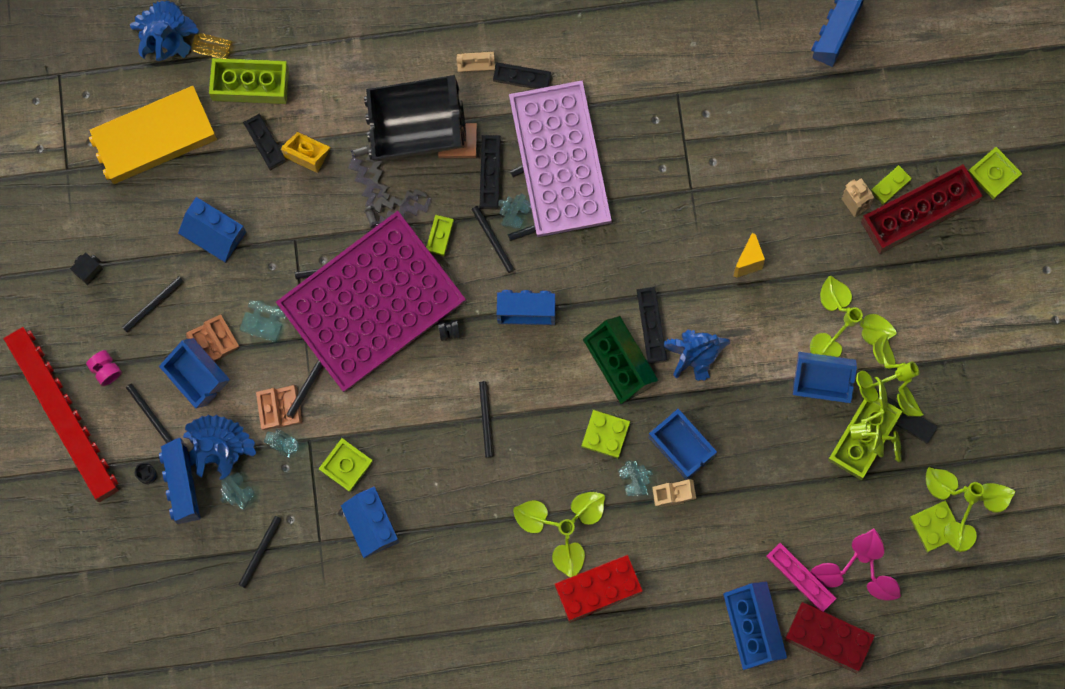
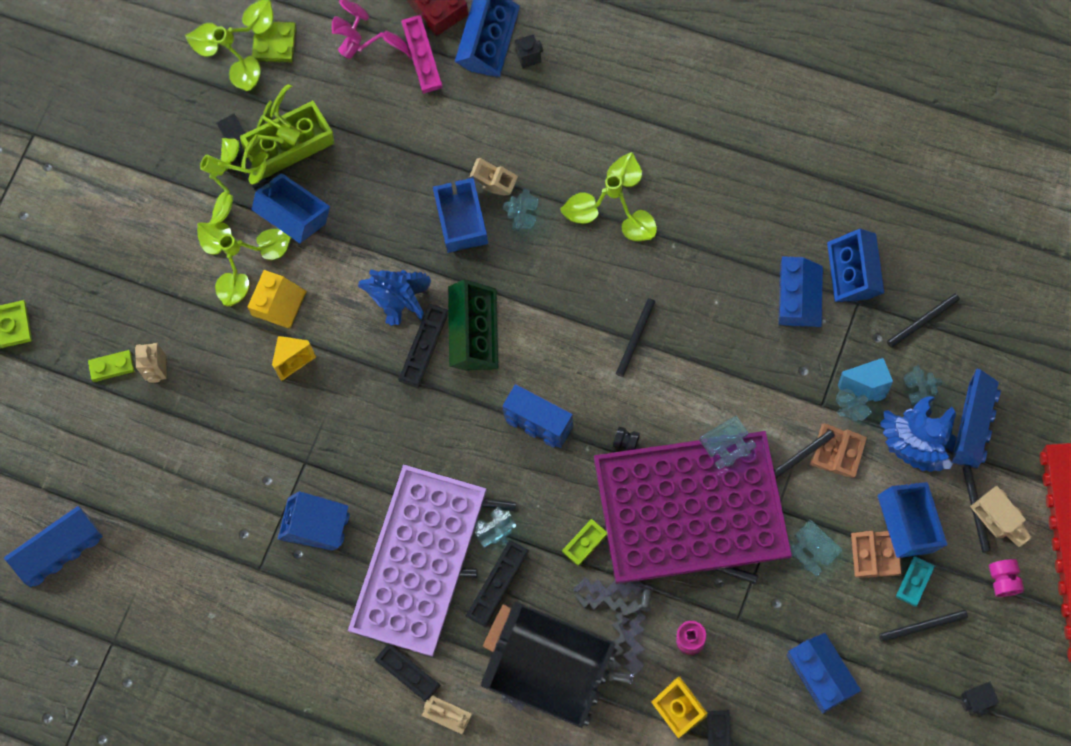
camera: 150 degrees left, 5 degrees down
(128, 414) = (1001, 516): none -> tan hinge
(142, 471) = (1010, 445): black wheel -> none
(172, 331) = (915, 581): none -> teal plate
(279, 468) = (868, 380): none -> dark azure slope
(322, 202) = (691, 638): none -> dark pink wheel
(334, 567) = (855, 266): none -> blue slope
(345, 465) = (797, 359): lime plate -> none
(370, 366) = (723, 437): none -> clear light blue plate
(493, 240) = (532, 513): black bar -> none
(598, 588) = (612, 128): red brick -> none
(605, 434) = (527, 267): lime plate -> none
(655, 143) = (313, 521): none -> blue slope
(709, 625) = (528, 51): none -> black brick
(791, 301) = (276, 299): none -> yellow slope
(921, 209) = (98, 321): dark red brick -> none

